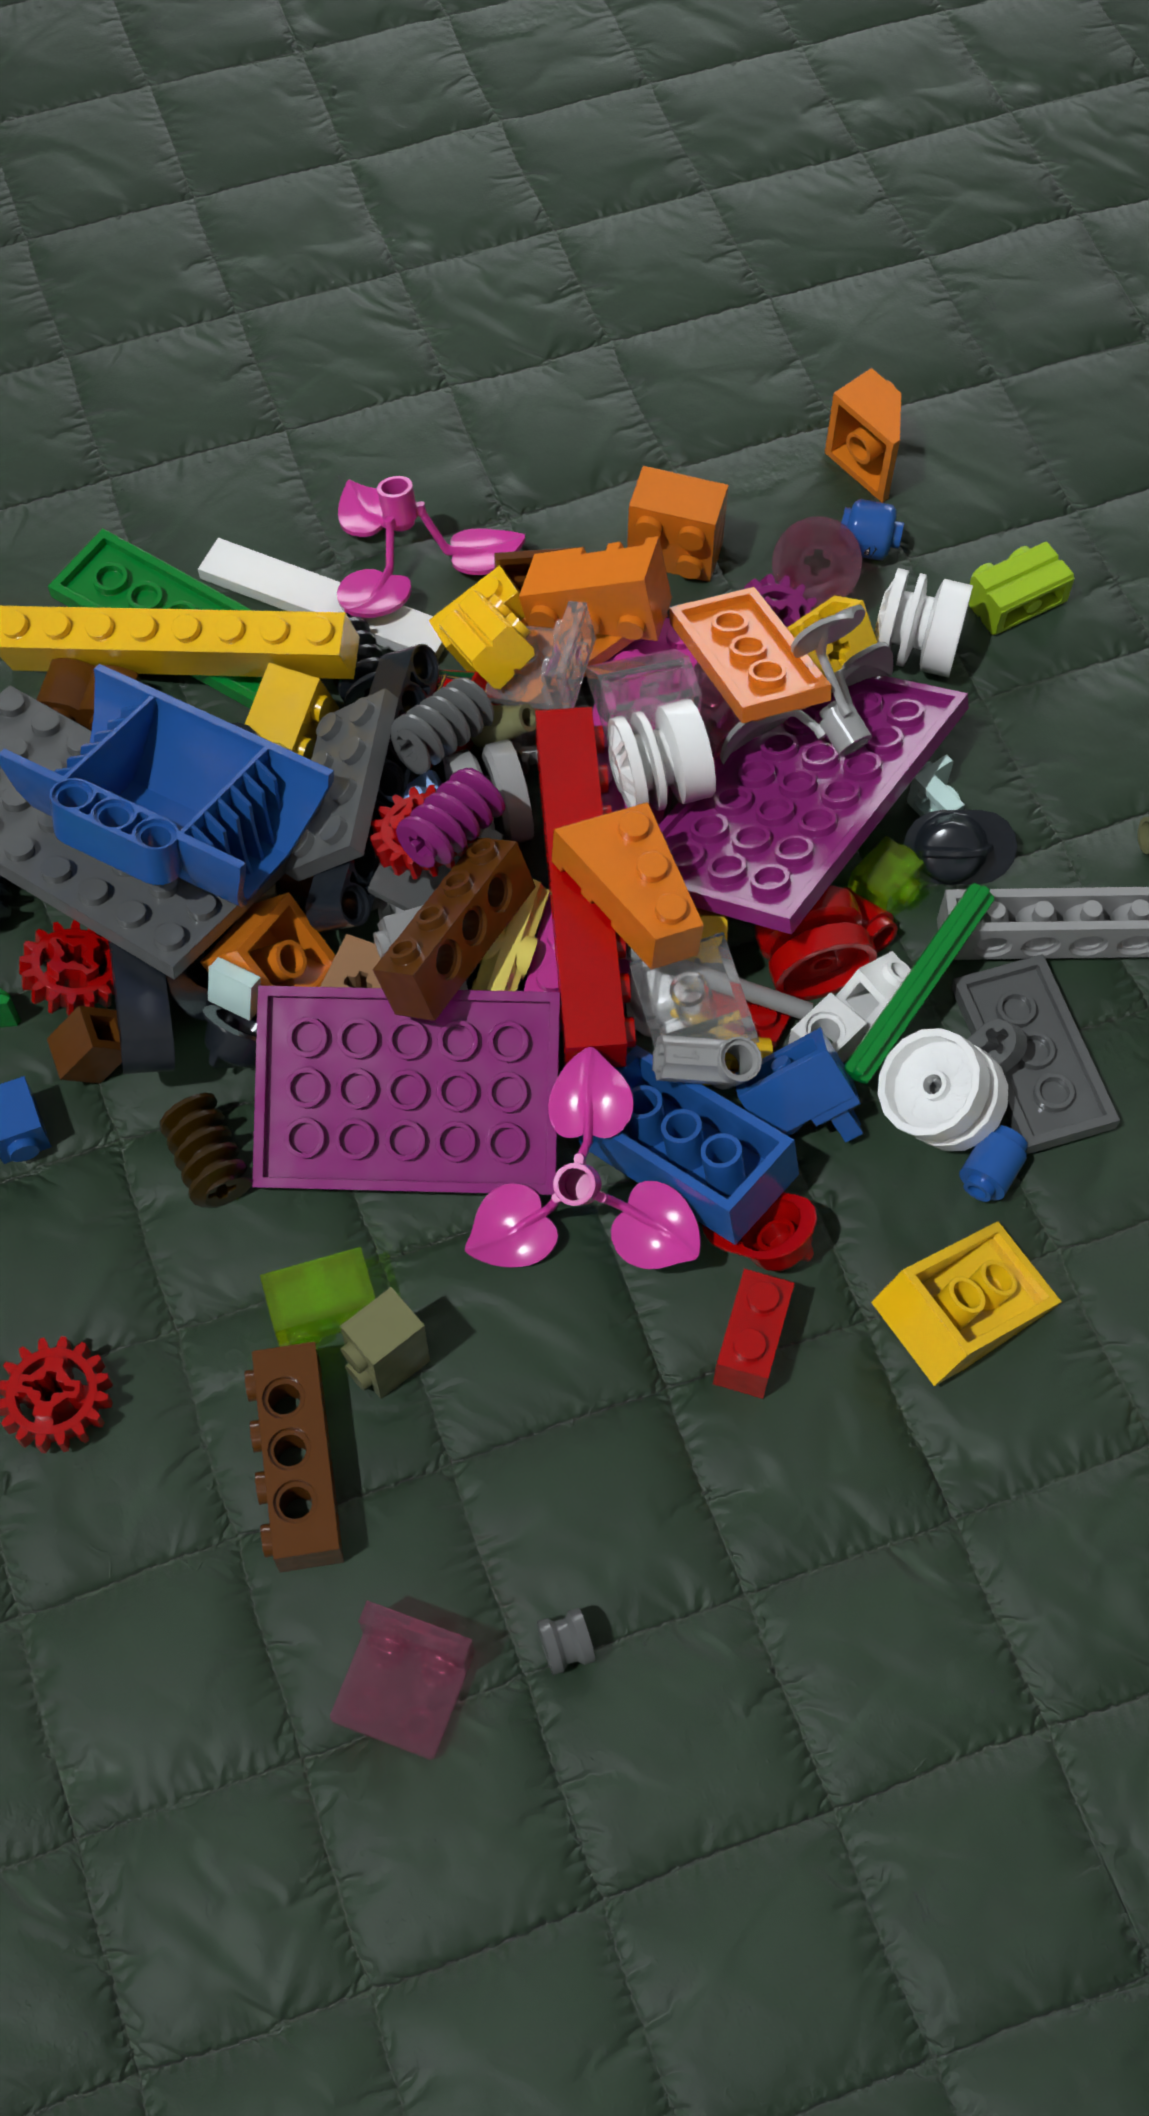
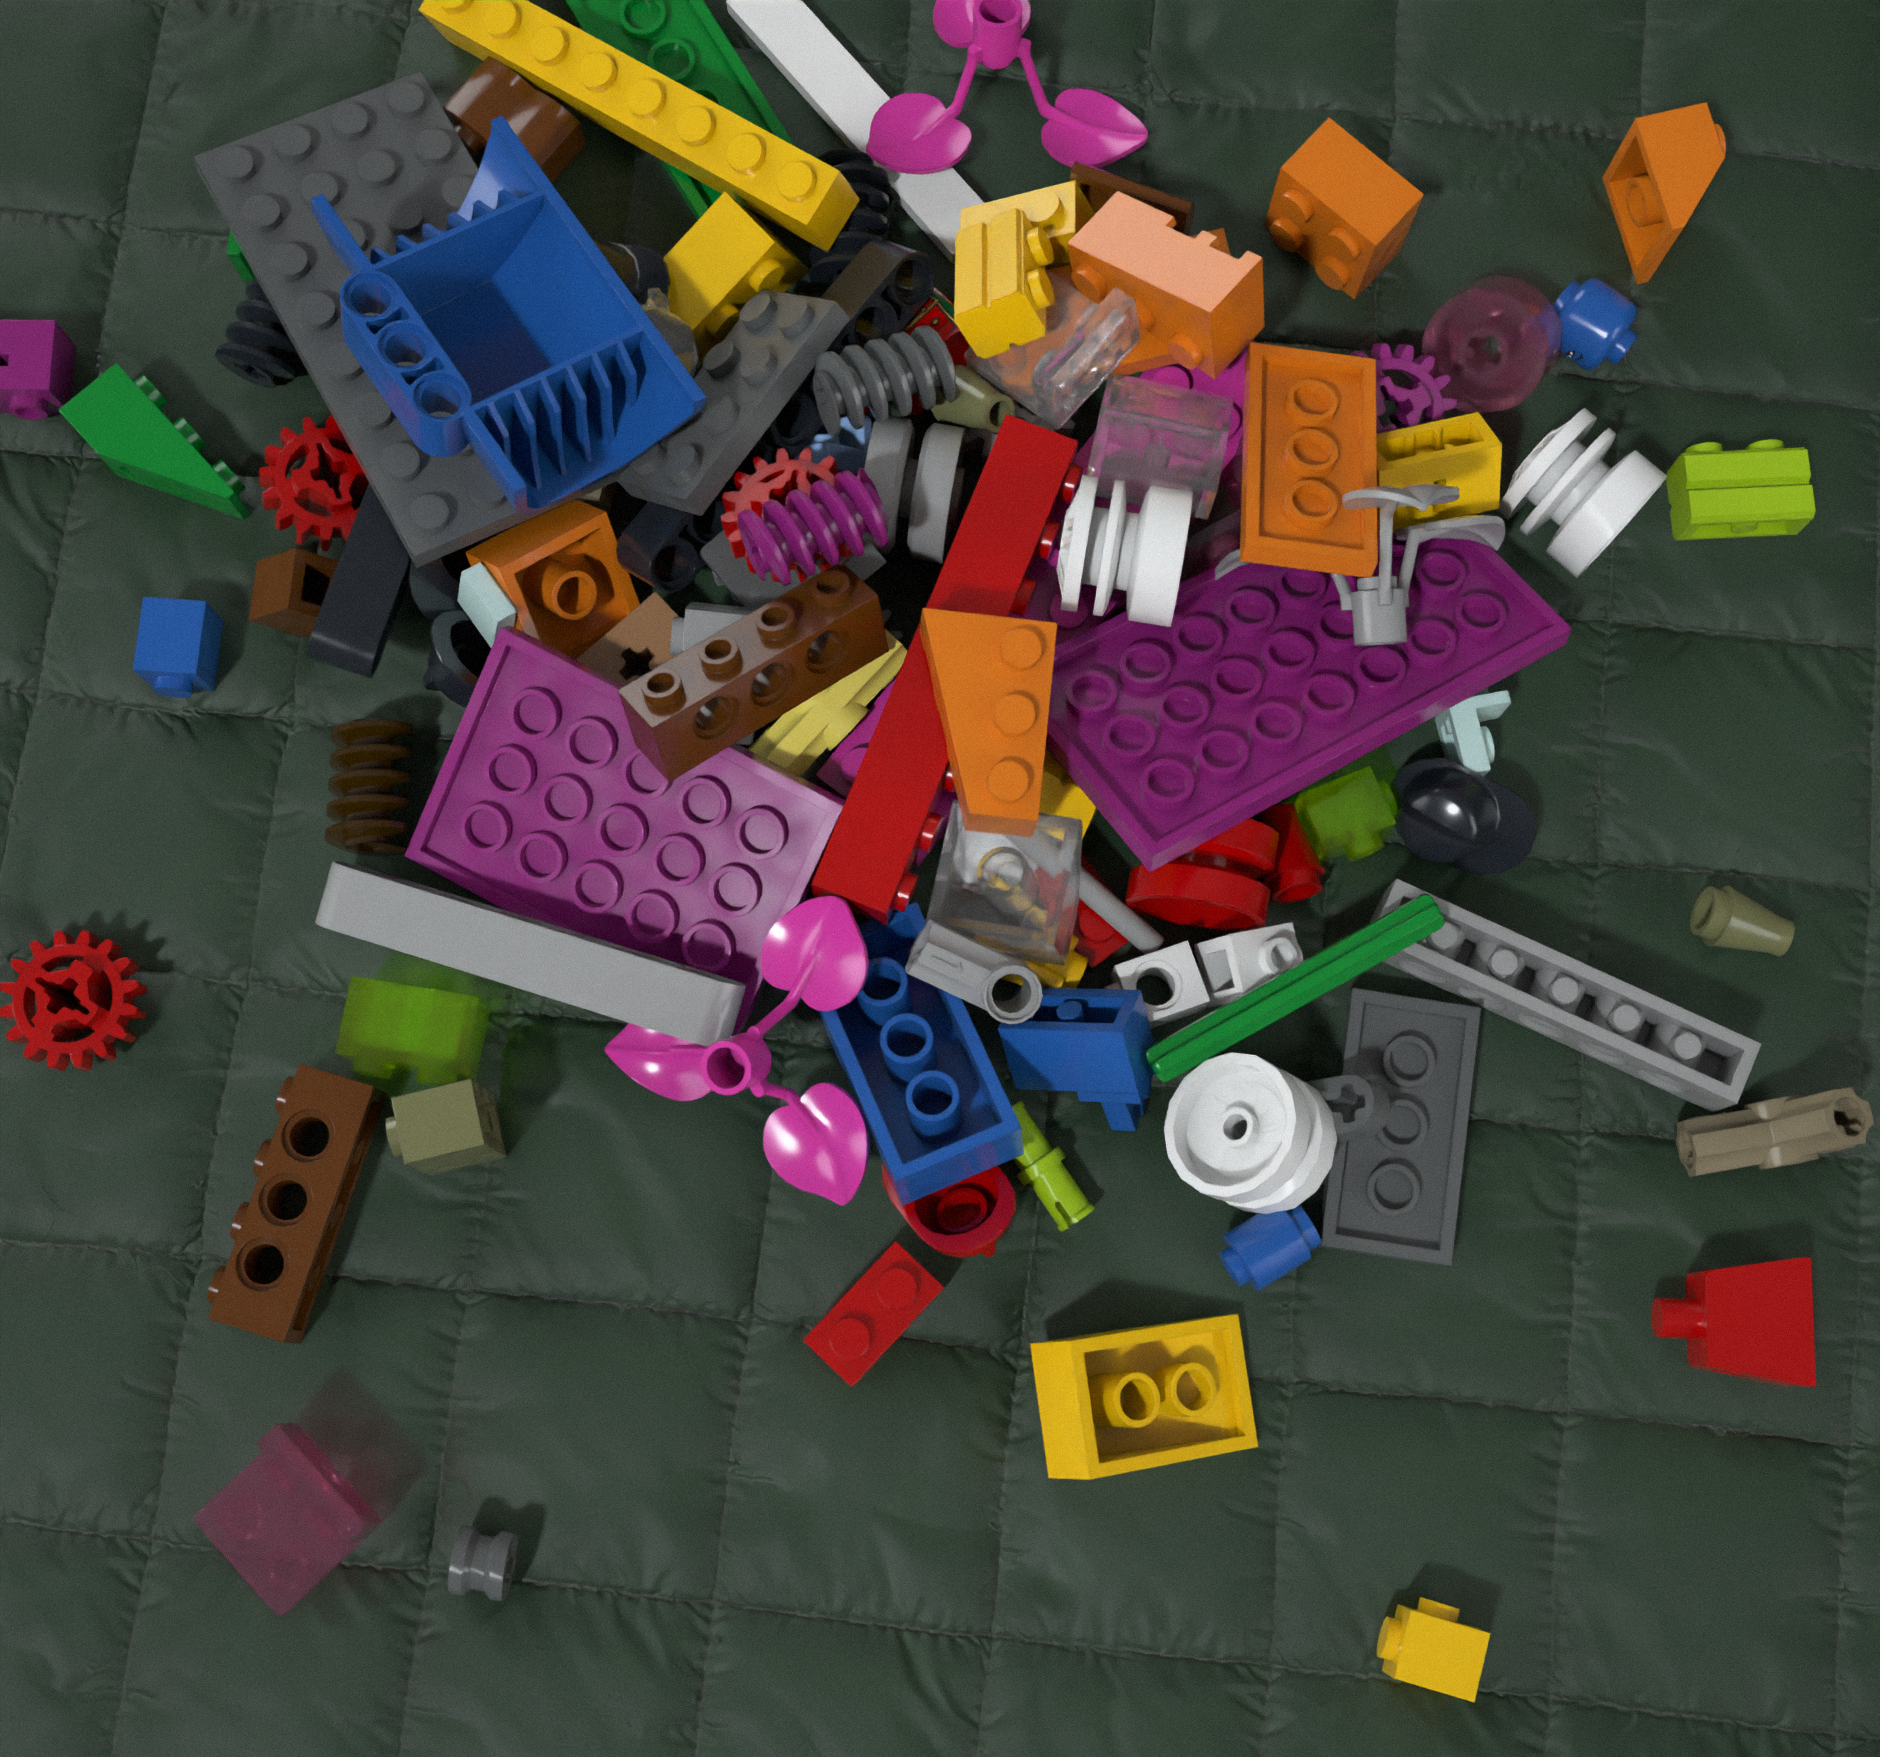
camera: 25 degrees right, 15 degrees up
(380, 1203) = (530, 954): none -> light grey beam
(825, 1193) = (1047, 1175): none -> lime pin

